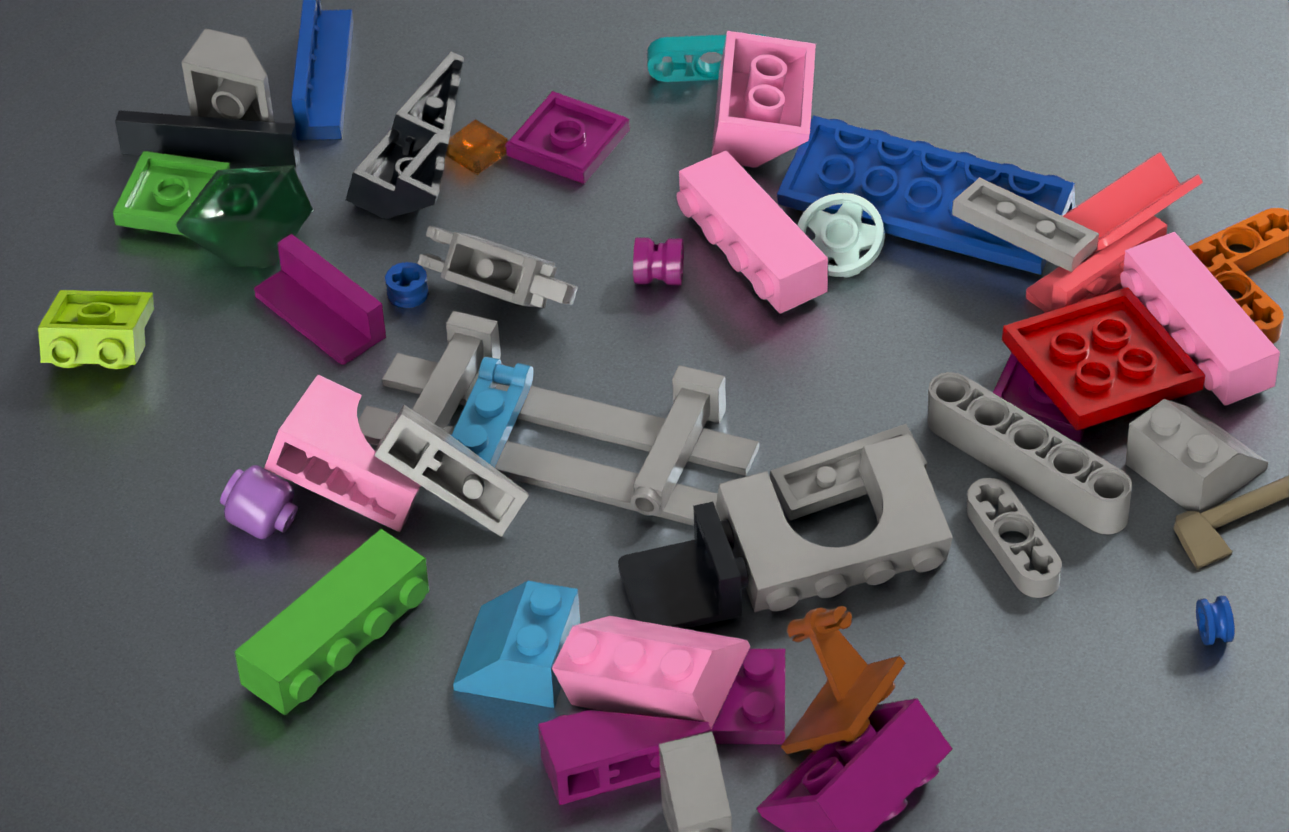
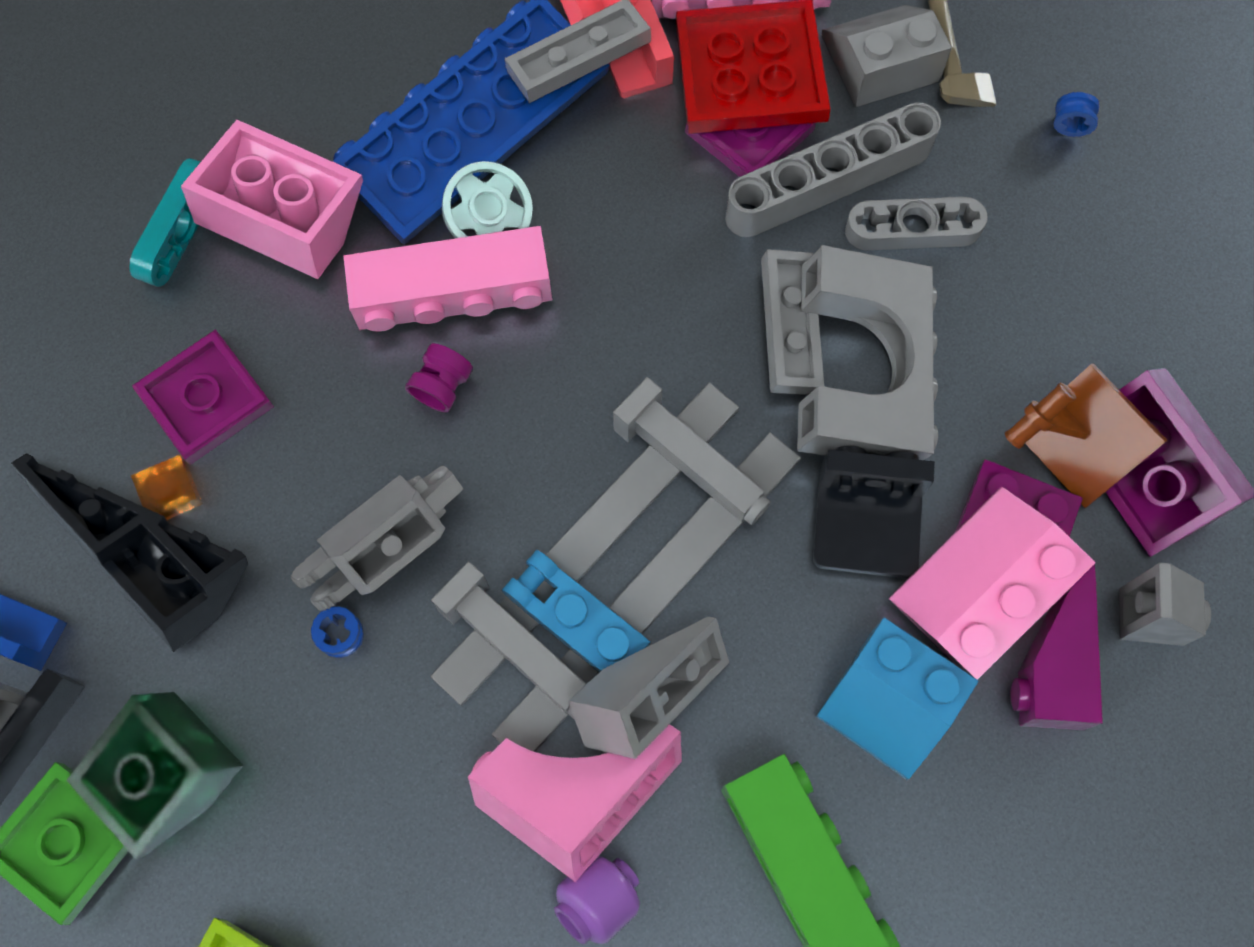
camera: 70 degrees left, 25 degrees up
(322, 302) = (321, 734): magenta panel -> none

